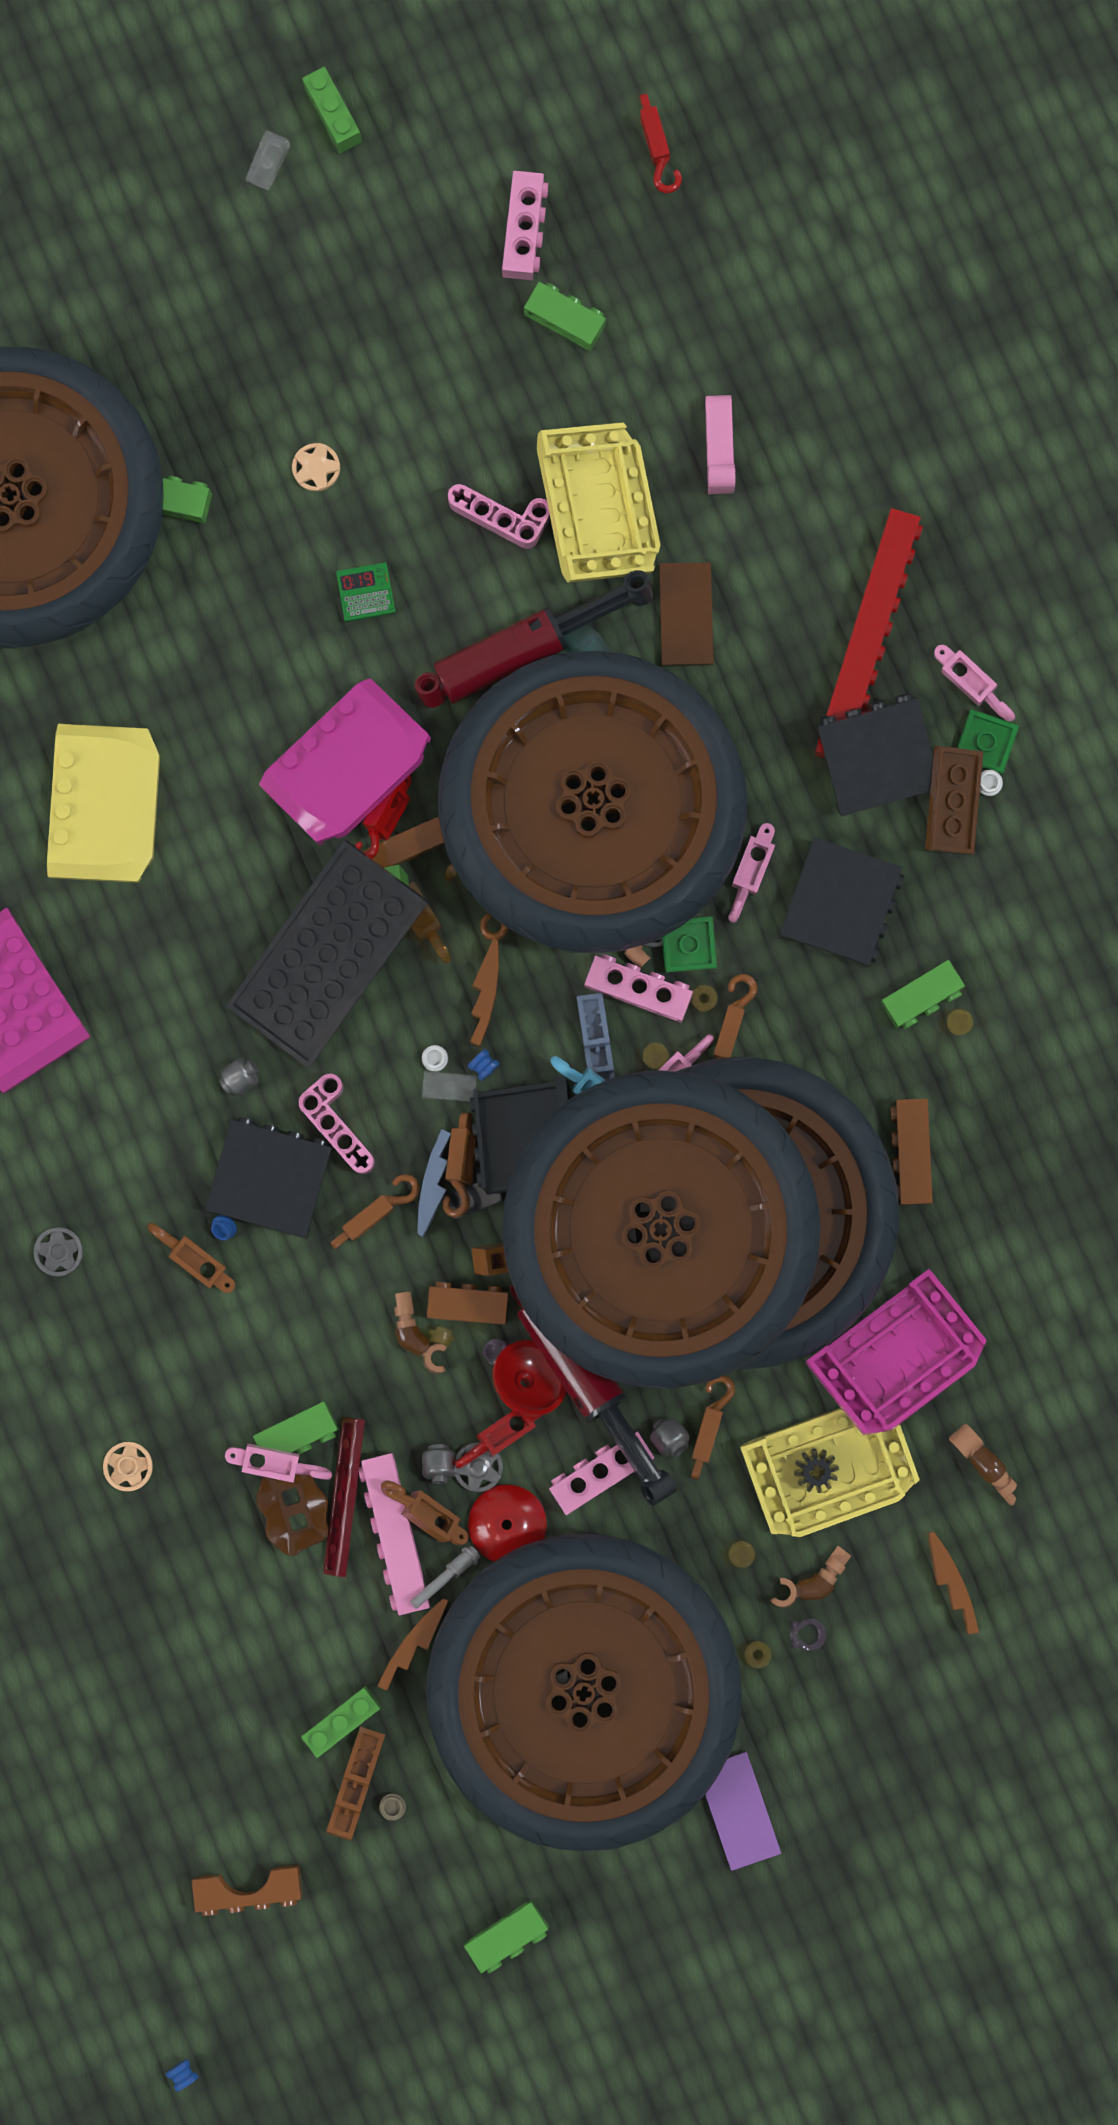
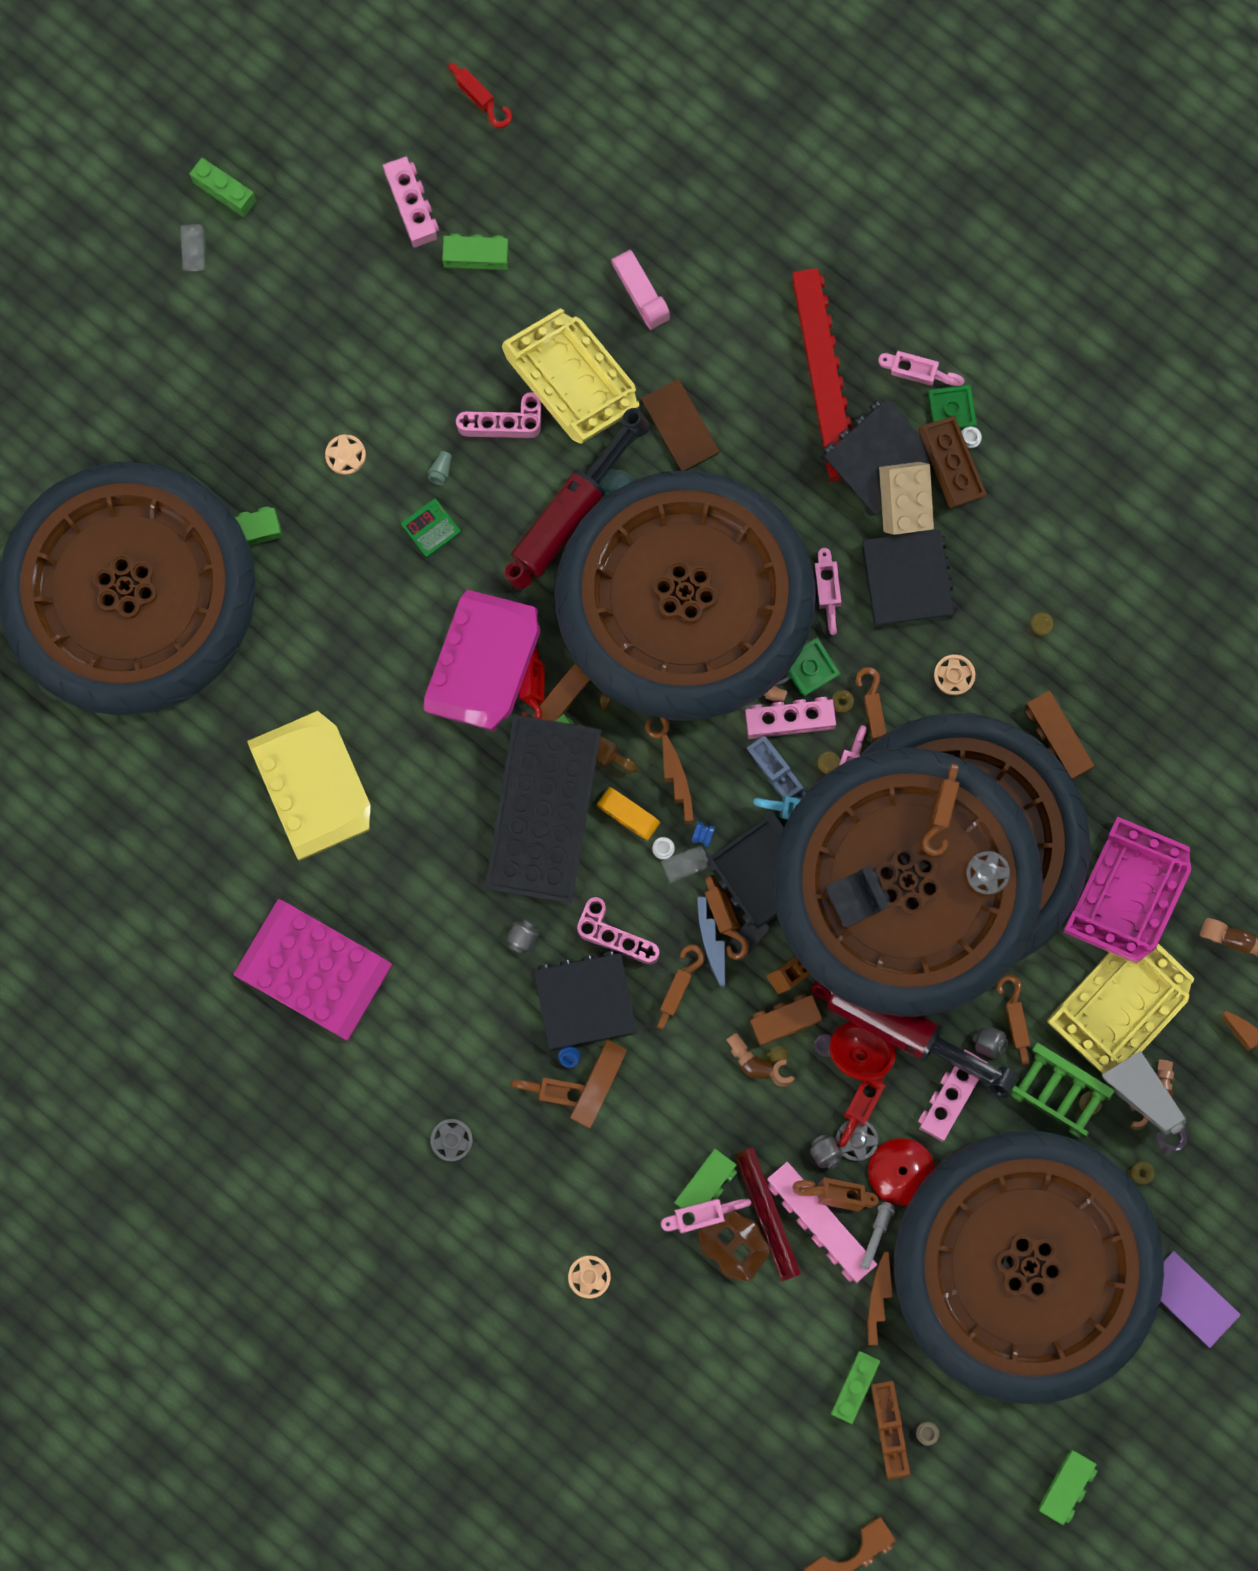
camera: 30 degrees left, 5 degrees down
(238, 1271) = (598, 1084): none -> dark orange slope
(407, 533) = (440, 469): none -> sand green cone
(416, 1003) = (628, 813): none -> light orange beam
(594, 1221) = (858, 896): none -> black bracket
(730, 1176) = (942, 811): none -> dark orange piece
(741, 1527) = (1080, 1081): none -> bright green fence
(746, 1265) = (988, 872): none -> flat silver wheel
(800, 1569) = (1143, 1090): none -> light grey slope
(808, 1465) = (1106, 1008): black gear -> none
(837, 1030) = (954, 675): none -> light nougat wheel
(883, 815) = (906, 498): none -> tan brick
(923, 995) = (1005, 617): bright green brick -> none

